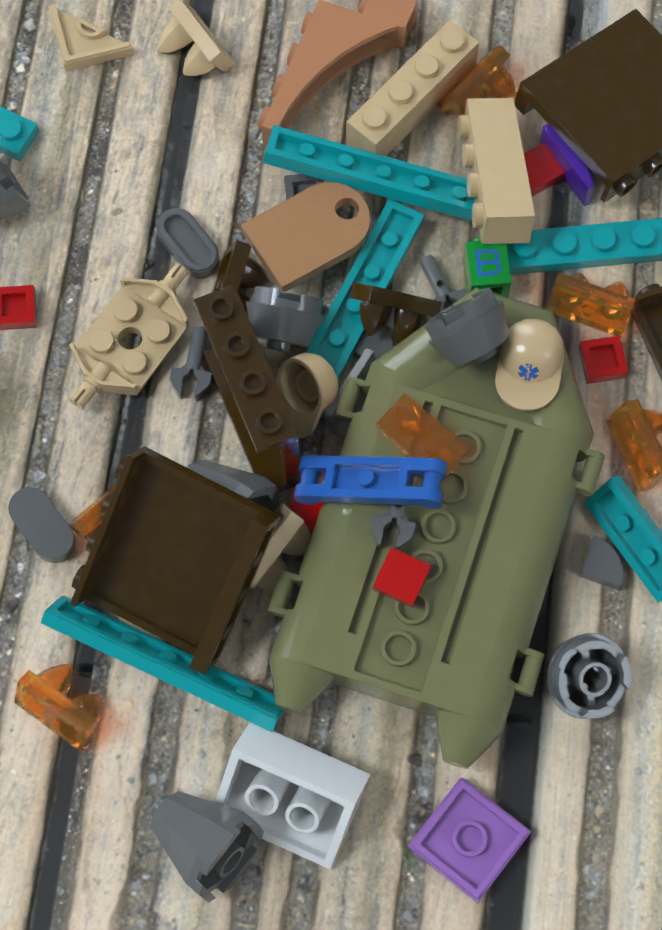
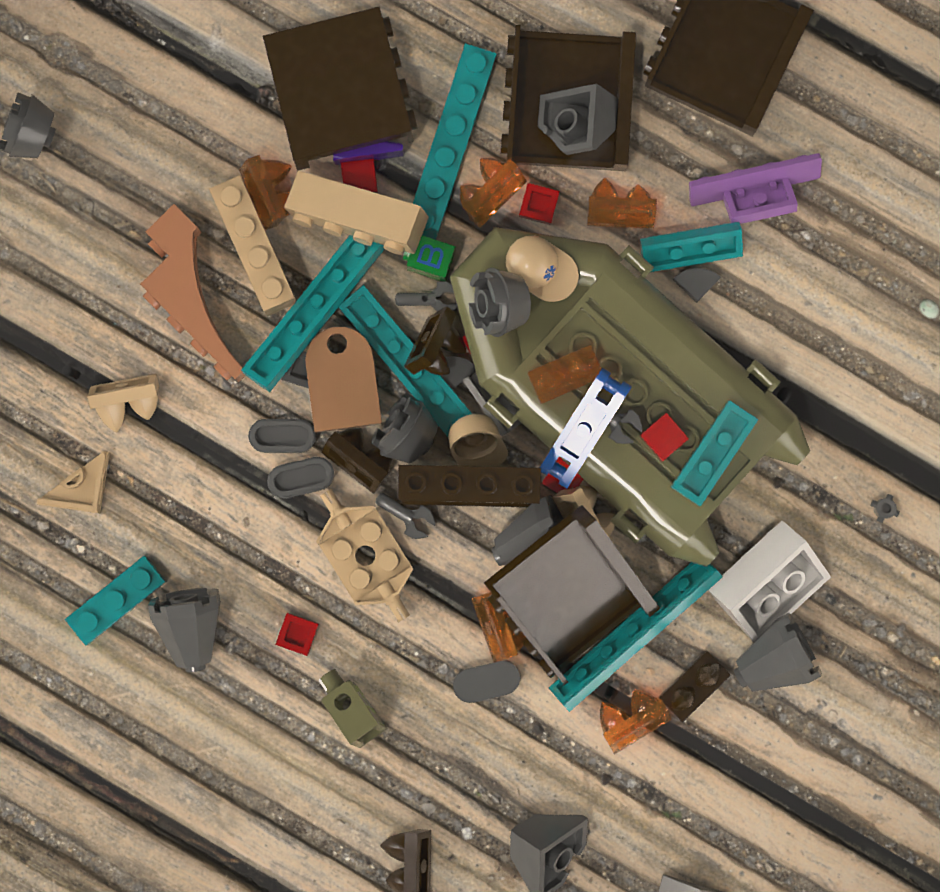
camera: 65 degrees left, 15 degrees up
(130, 760) = (694, 686): none -> dark brown tile
(223, 205) = (282, 436): none -> dark grey tile
(409, 641) = (714, 453): none -> teal plate
(441, 899) = (885, 508): none -> dark grey piece
(469, 839) = (852, 470): medium lavender tile -> none
(588, 675) = (780, 335): dark grey cone -> none

